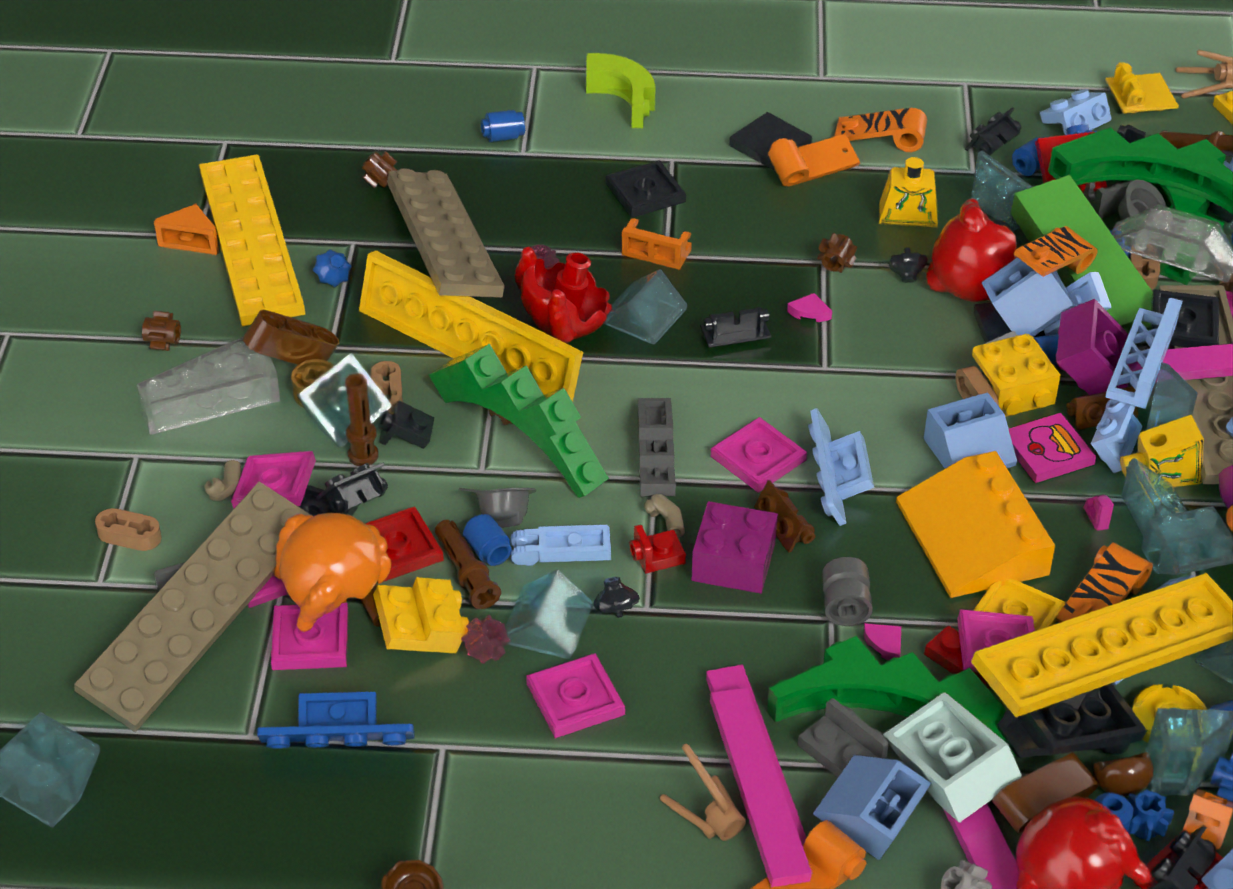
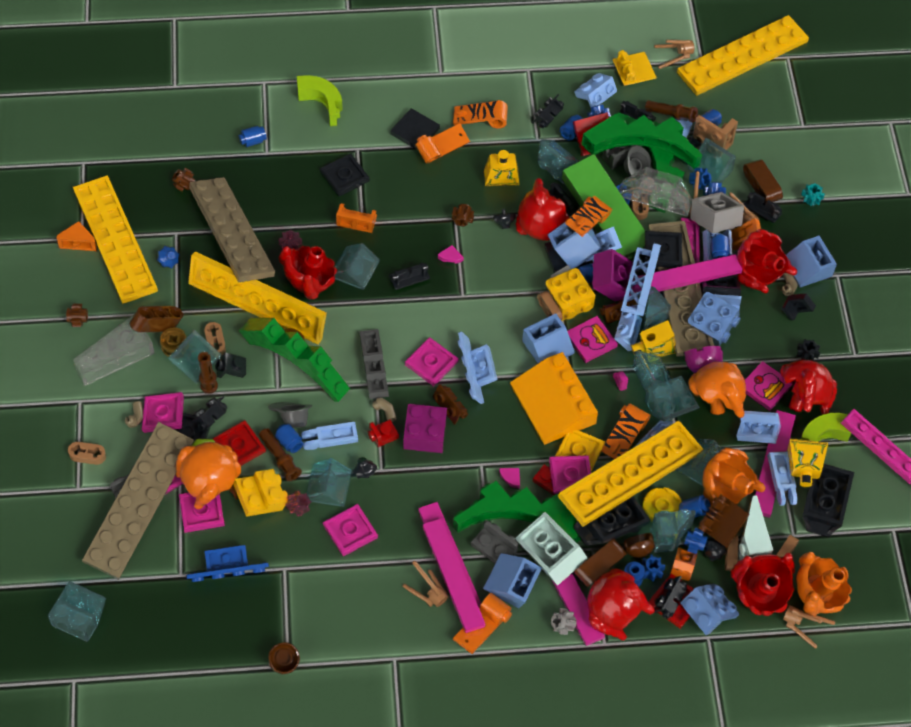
camera: 10 degrees left, 15 degrees up
(847, 591) = (488, 450): dark grey wheel -> none

